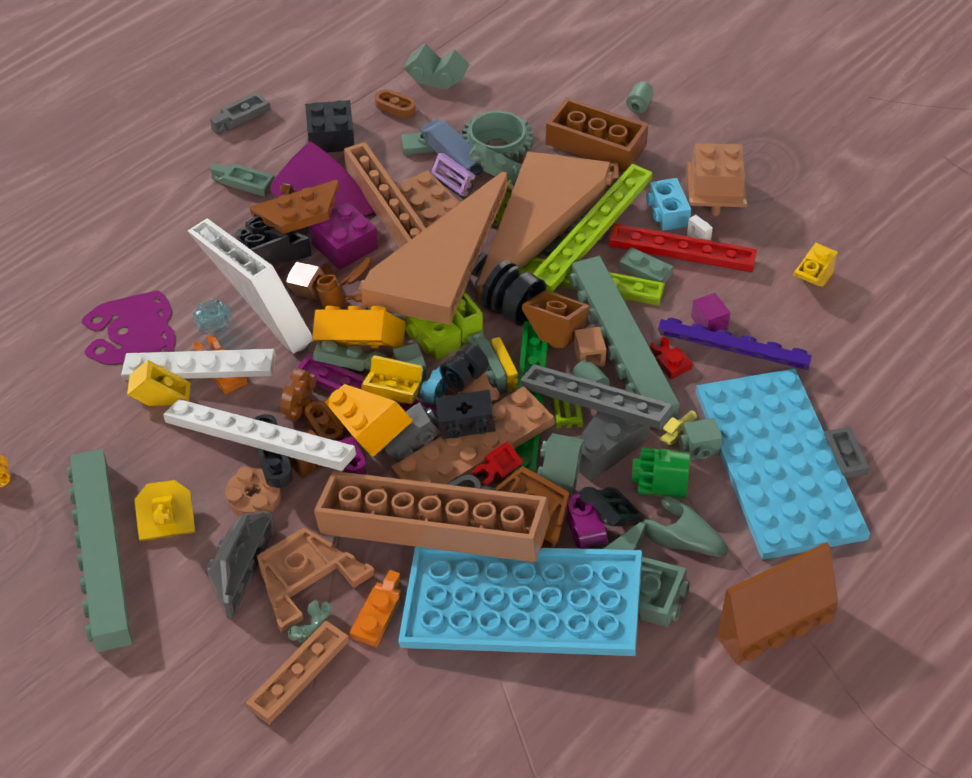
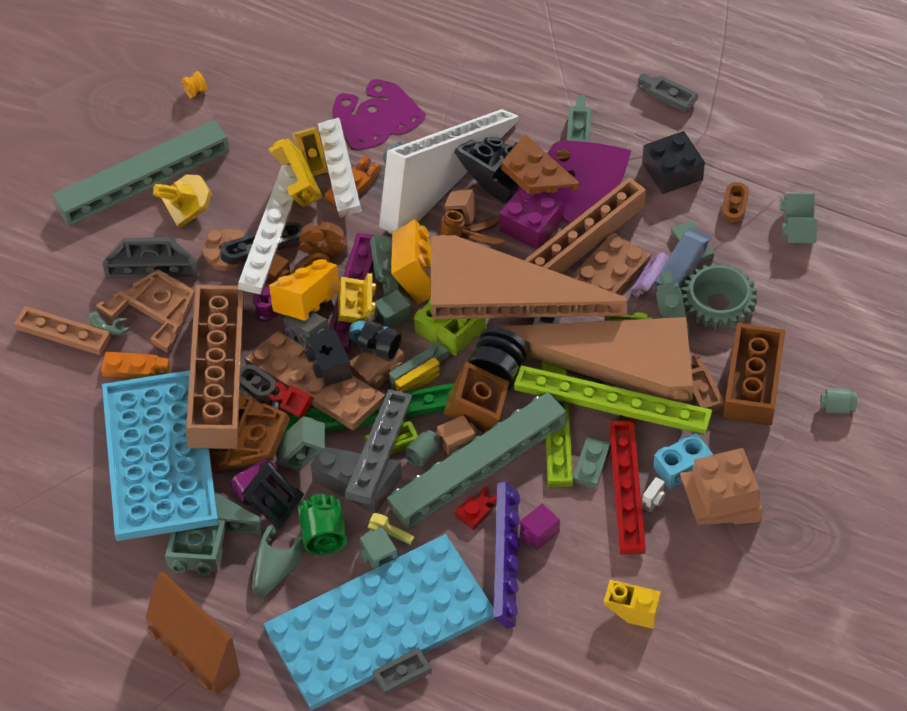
camera: 75 degrees right, 5 degrees up
(198, 386) = (306, 189): none -> yellow panel

